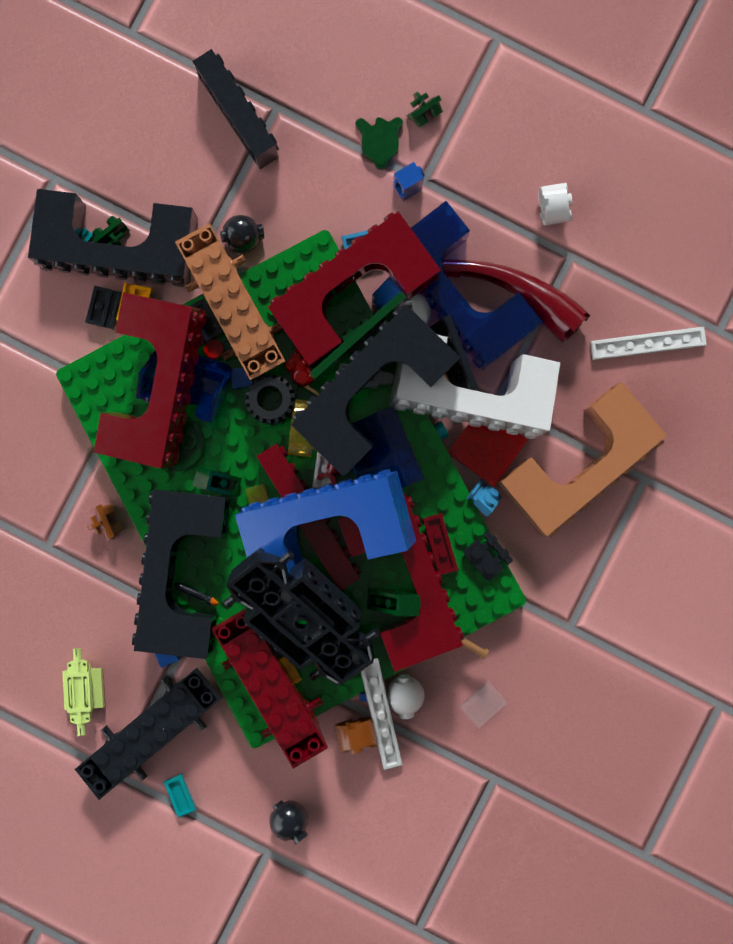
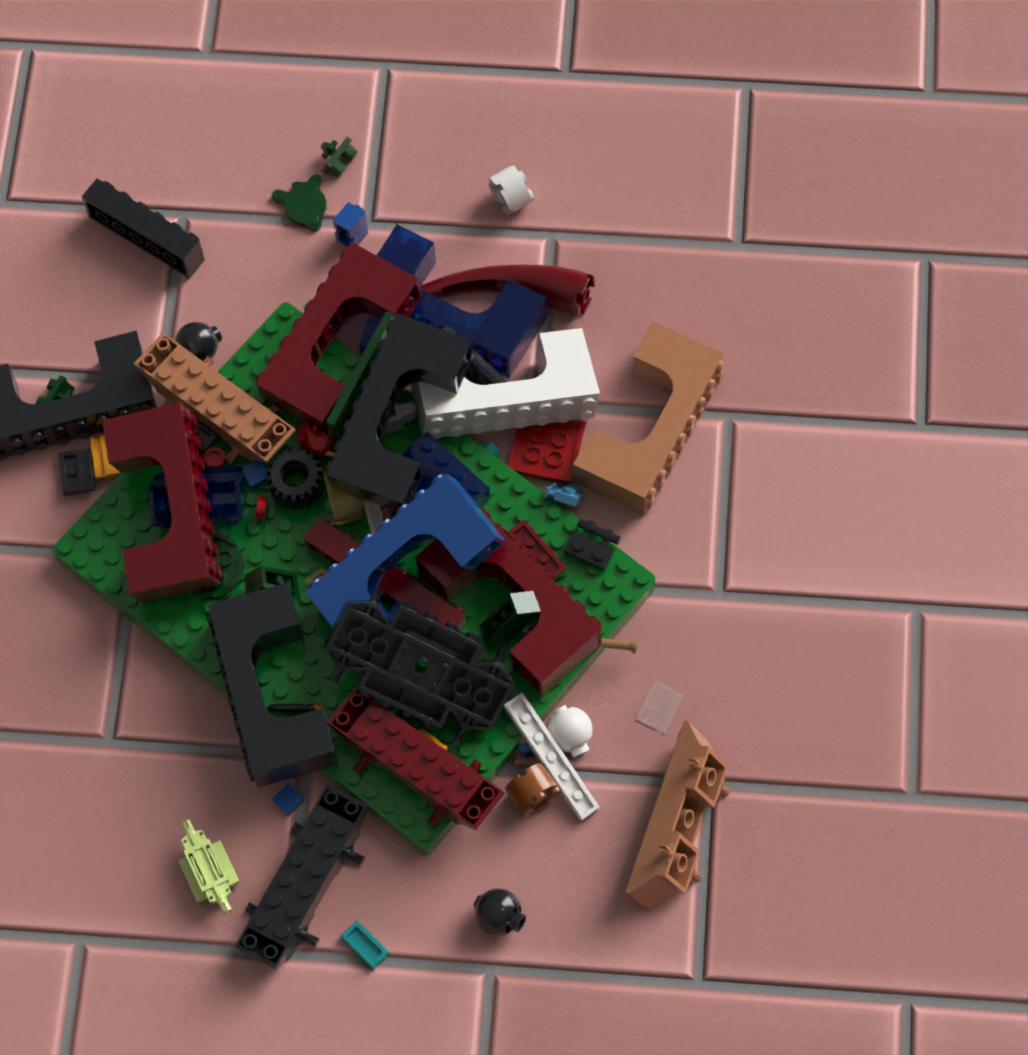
camera: 20 degrees left, 20 degrees down
(103, 513) = (161, 687): dark orange hips -> none
(234, 411) = (261, 508): none -> red tile
(477, 786) = (667, 848): none -> nougat piece
(648, 343) = (668, 285): white tile -> none

